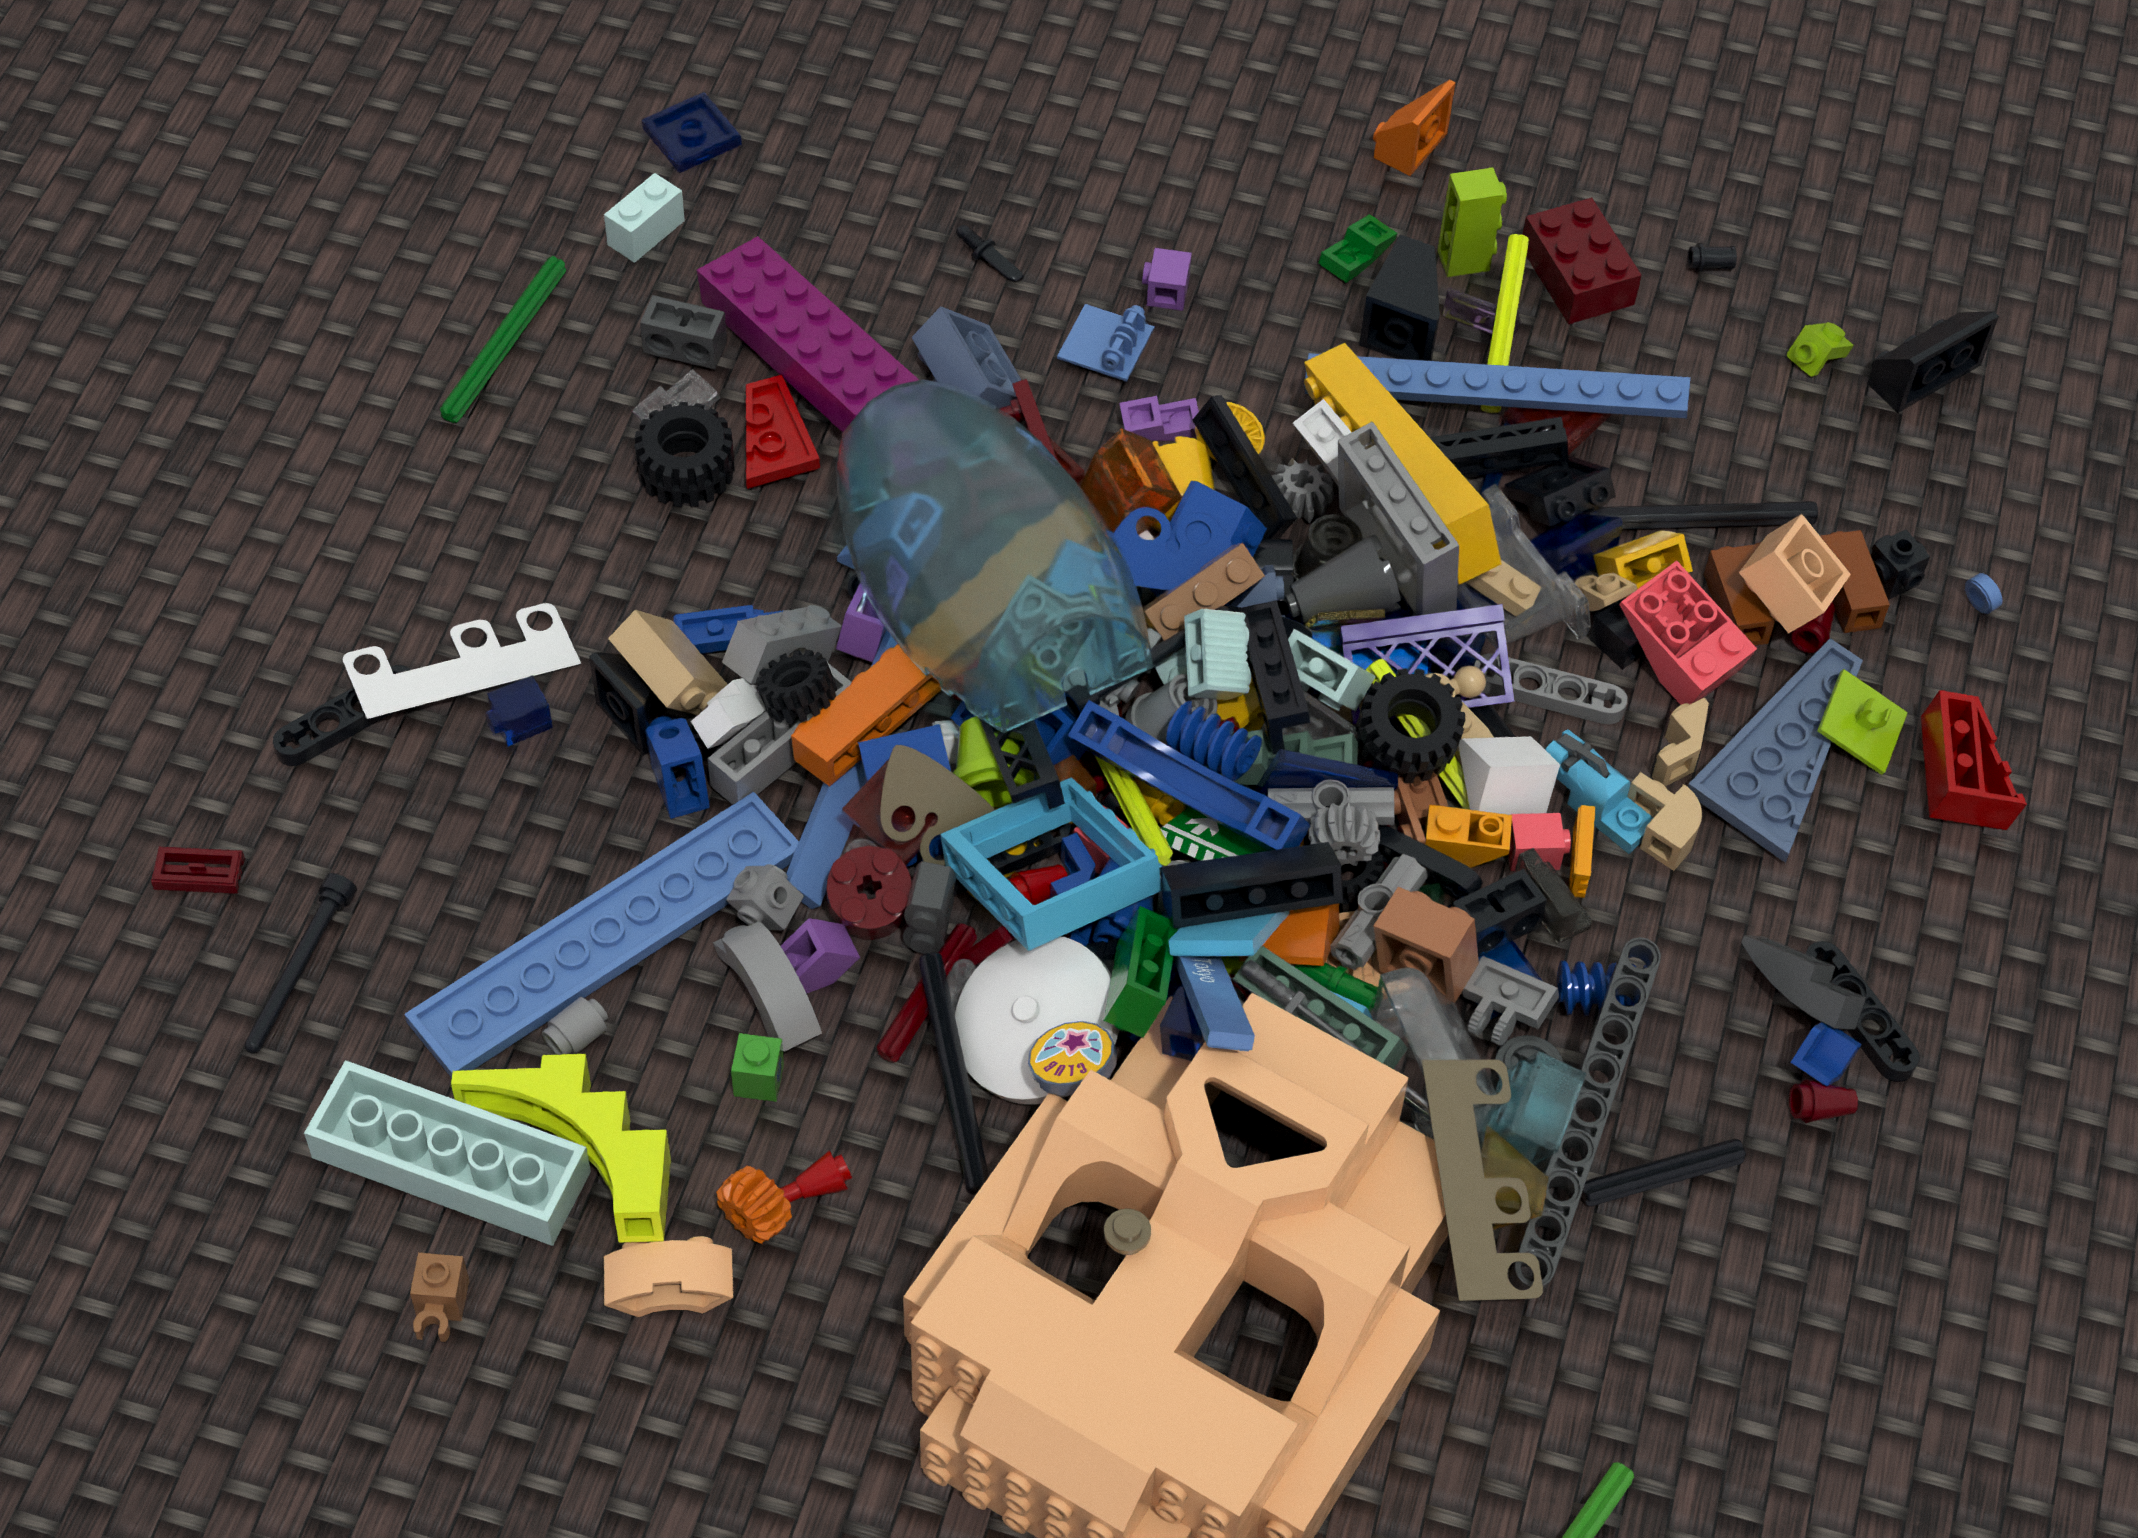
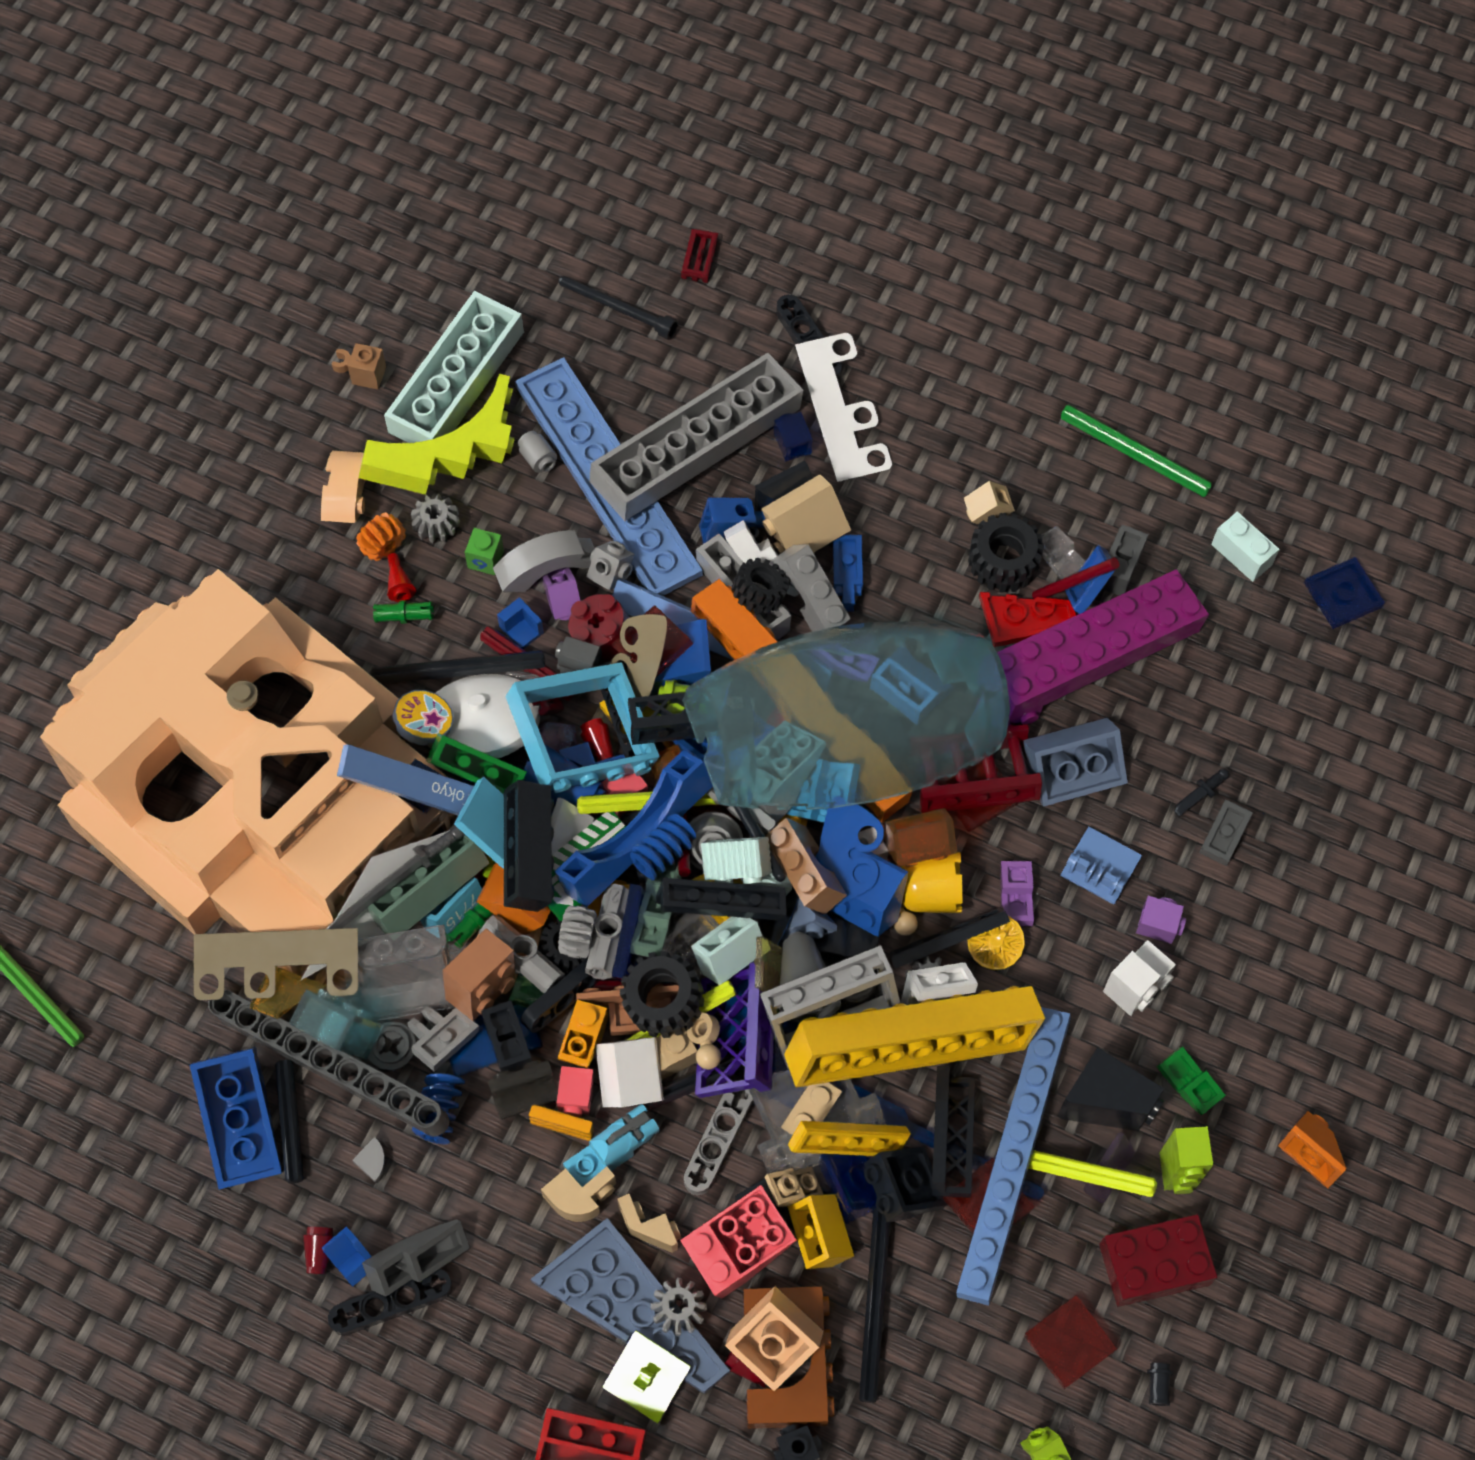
camera: 100 degrees right, 10 degrees up
(545, 811) = (695, 436): none -> light grey brick
(614, 476) = (988, 501): none -> tan brick
(723, 1147) = (427, 526): none -> light grey gear
(727, 349) = (1084, 593): none -> blue tile
(736, 355) = (1077, 578): none -> dark red bar
(866, 1008) = (520, 623): none -> blue panel
(869, 1164) = (403, 612): none -> green pin
(1041, 226) = (1225, 832): none -> dark grey plate
(1252, 290) = (1139, 978): none -> white brick
(1542, 533) = (847, 1138): none -> yellow tile
(1673, 1233) = (236, 1117): none -> blue slope
(1685, 1064) = (371, 1160): none -> light grey tile
(1689, 338) = (1070, 1342): none -> clear red tile
(1780, 684) = (669, 1300): none -> light grey gear

